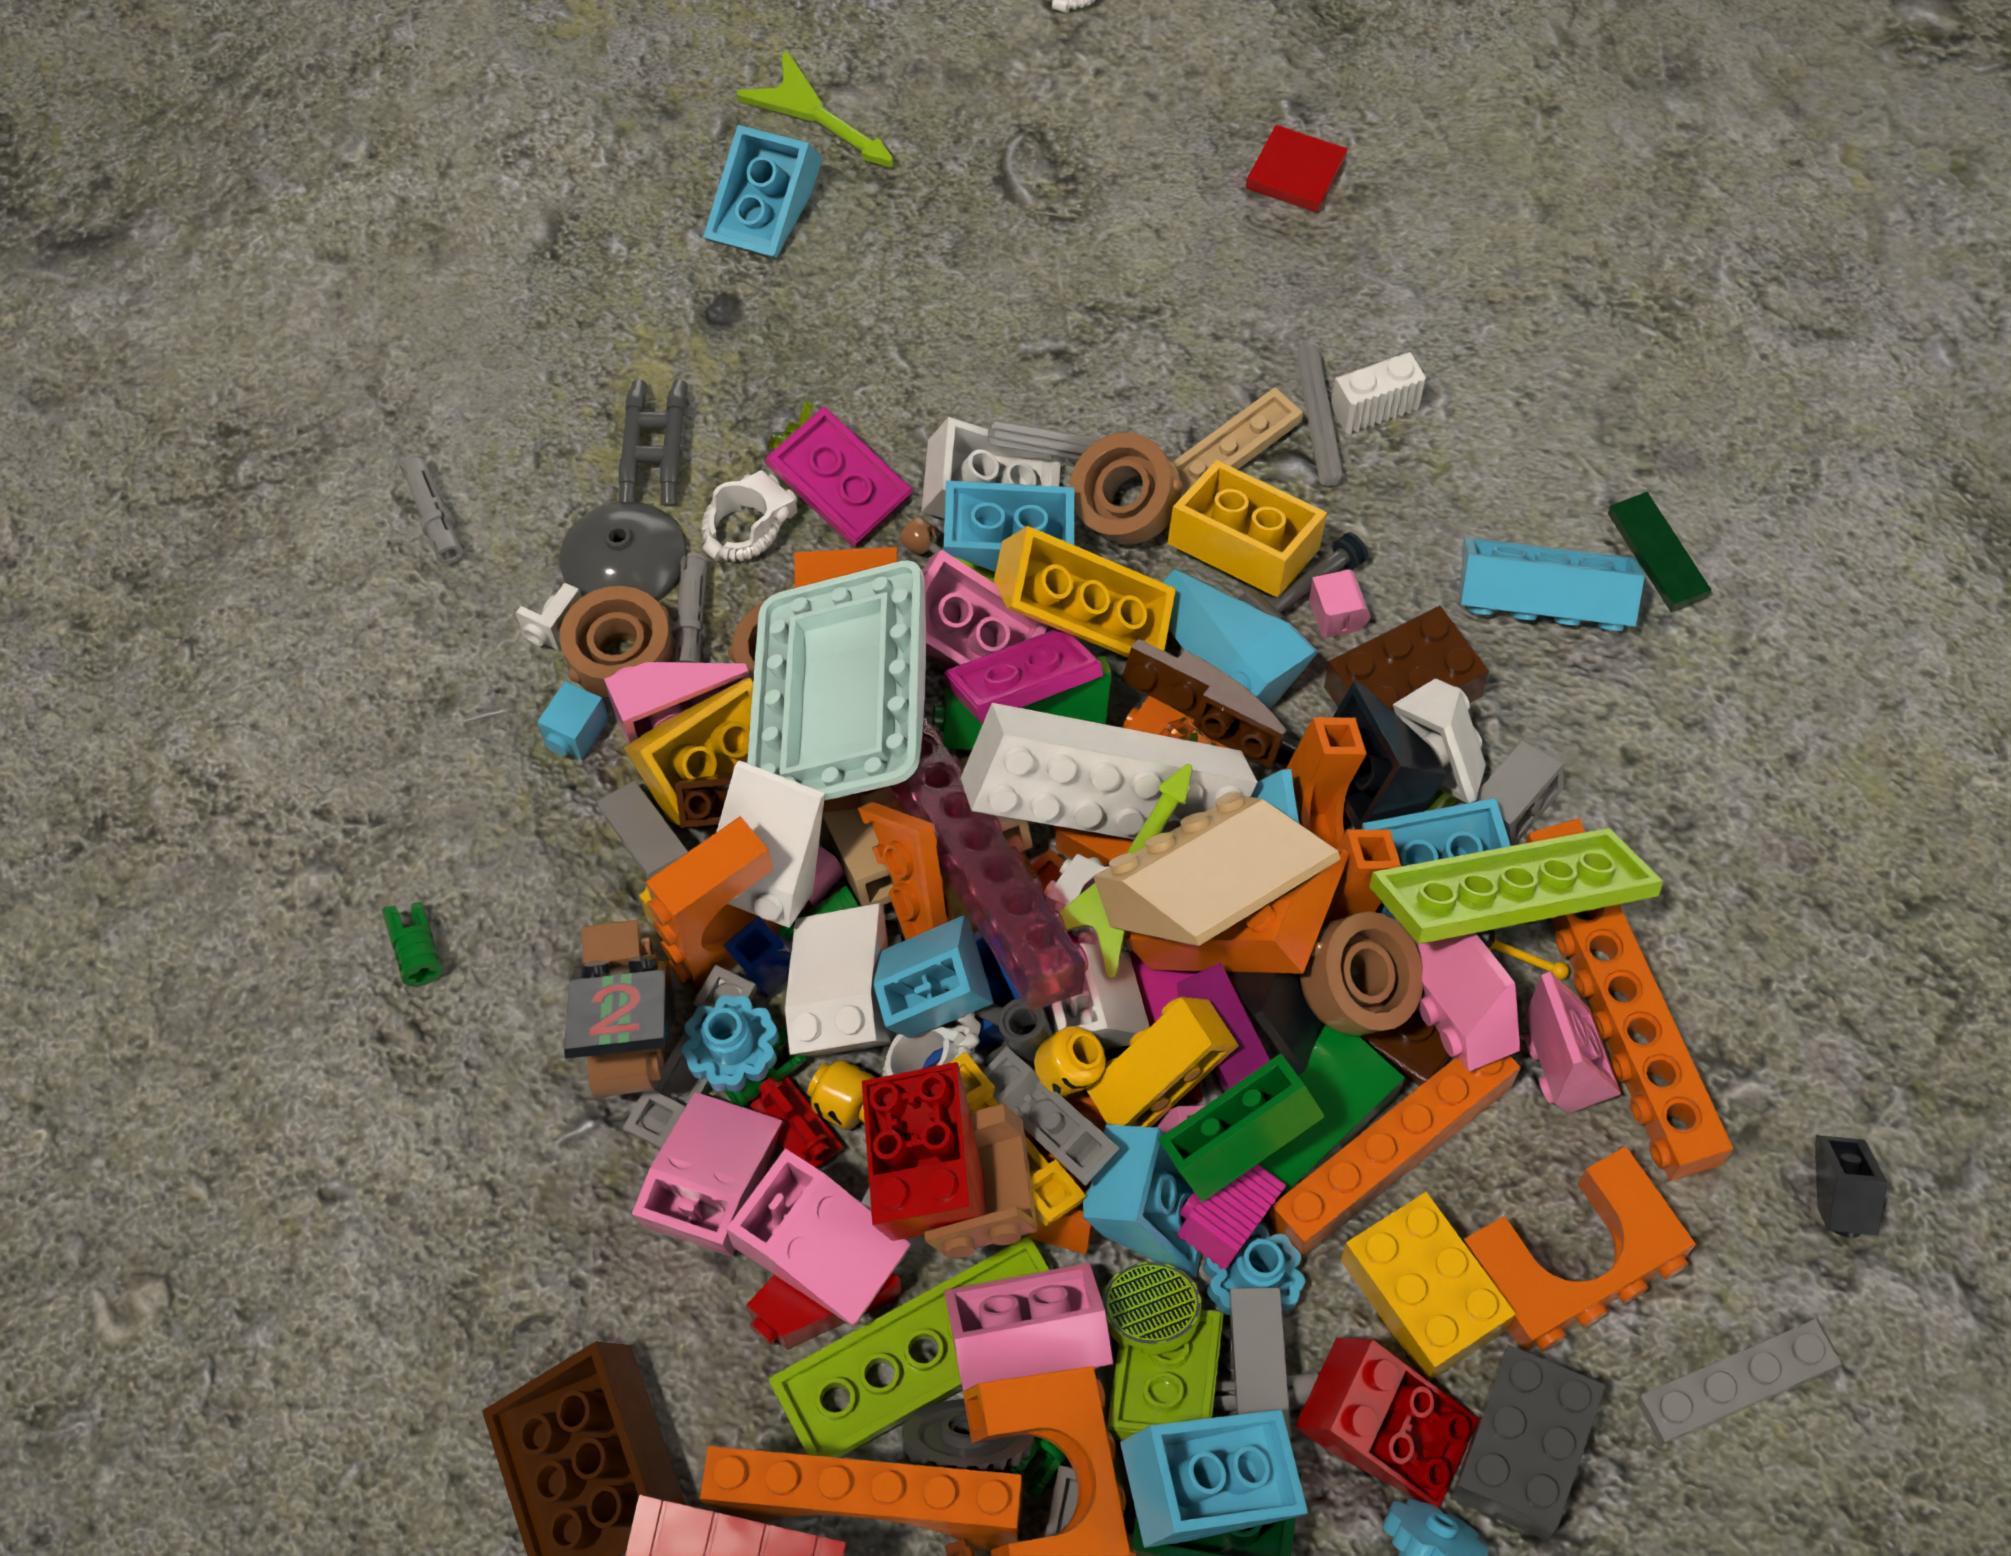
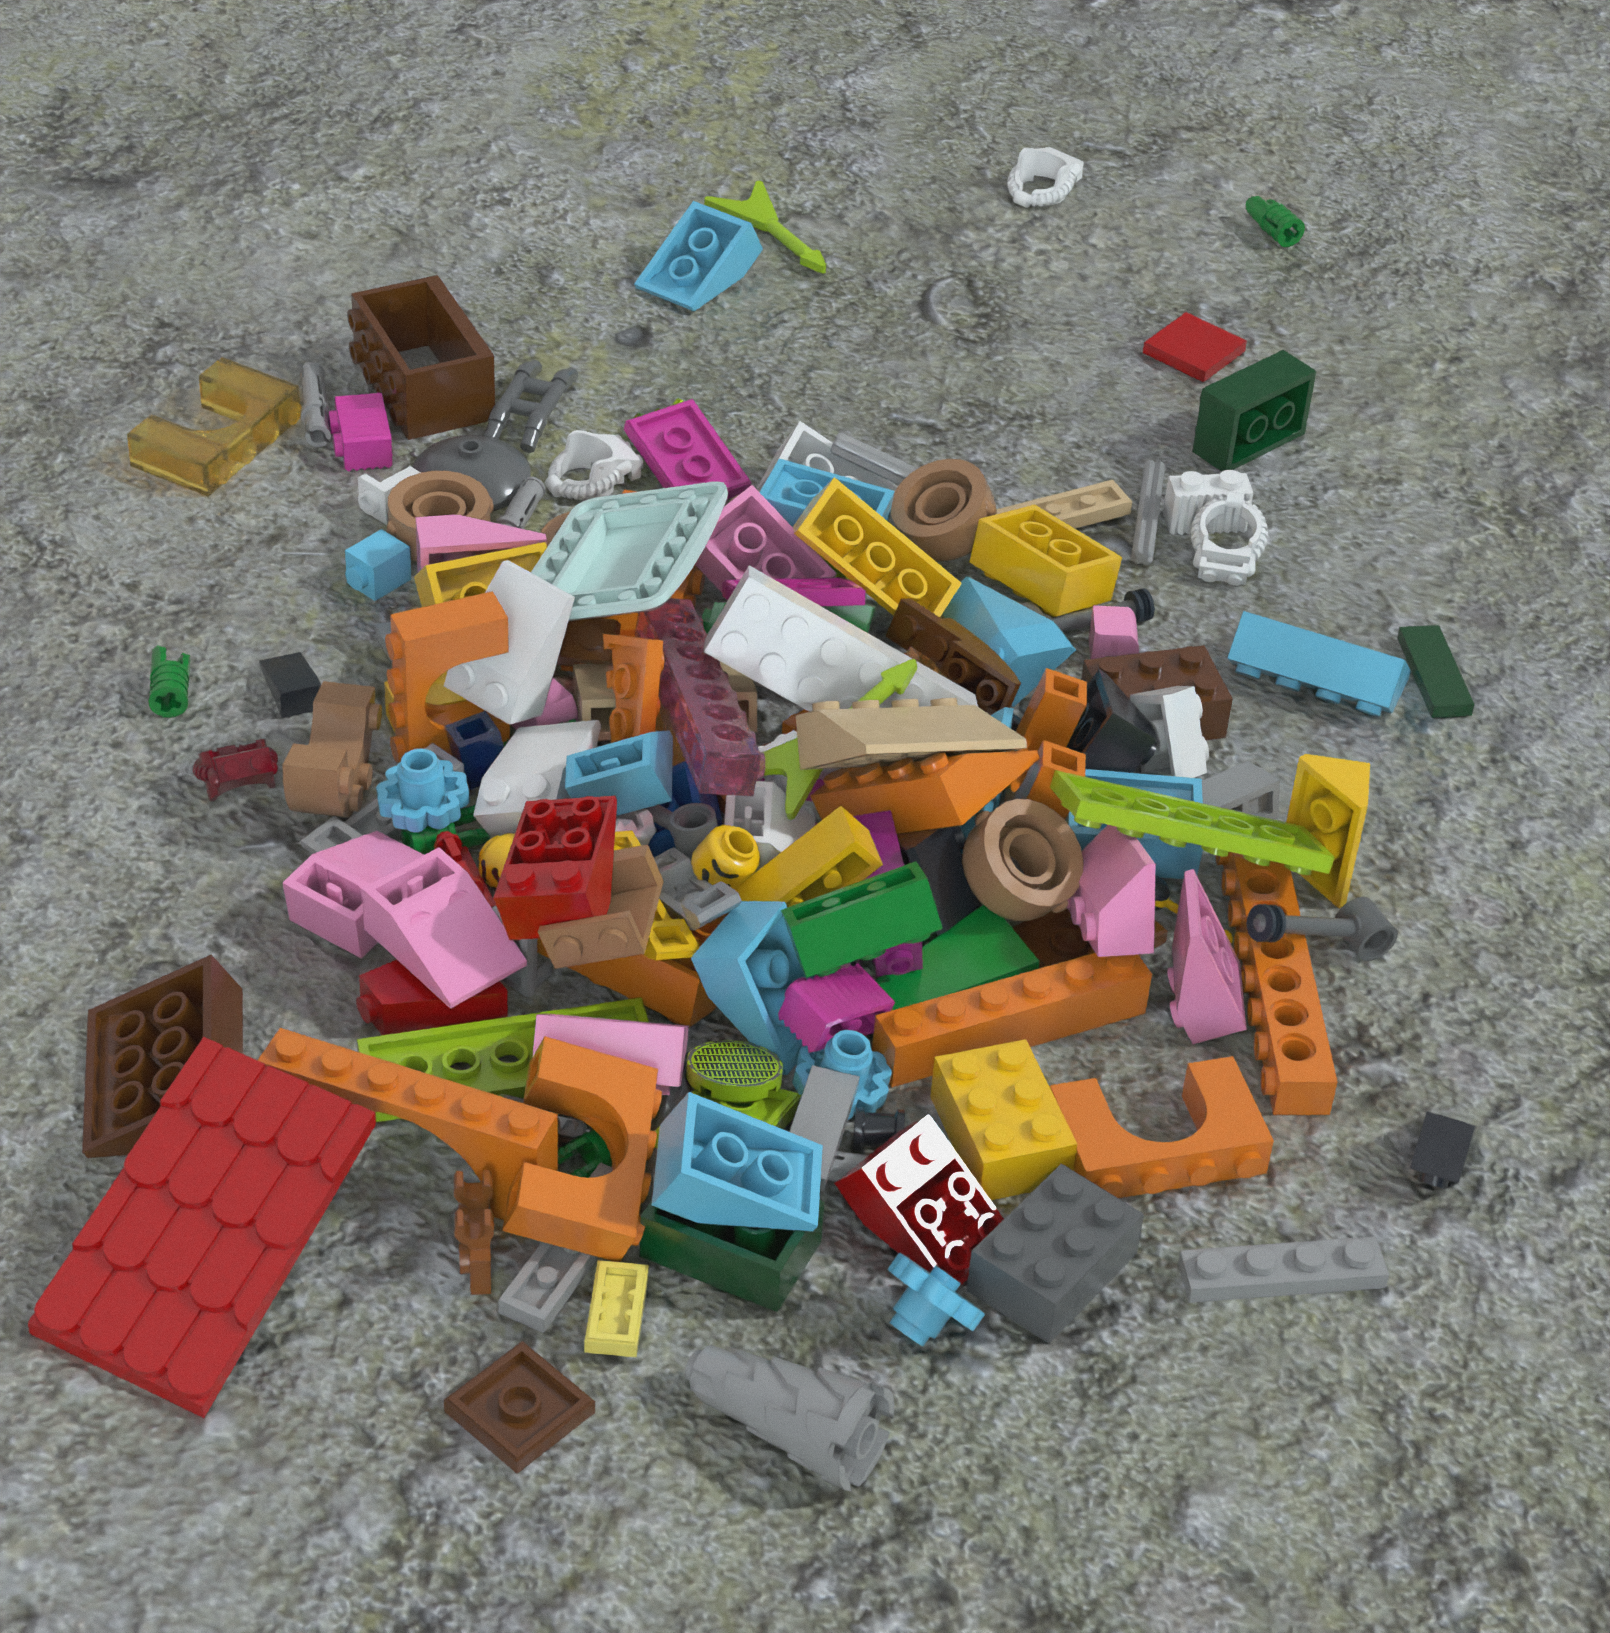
camera: 10 degrees right, 20 degrees down
(346, 621) = (209, 458): none -> clear yellow arch
(491, 368) = (414, 316): none -> reddish brown hose
(494, 535) = (361, 431): none -> dark pink brick
(530, 1059) = (236, 767): none -> dark red piece
(537, 904) = (291, 683): none -> black slope
(619, 1007) = (335, 723): slope -> none
(1310, 1331) = (875, 1128): none -> black bush
(1389, 257) = (1253, 411): none -> dark green brick
(1407, 468) = (1227, 564): none -> white piece
(1644, 812) = (1332, 805): none -> yellow slope
(1688, 925) = (1356, 922): none -> dark grey piece

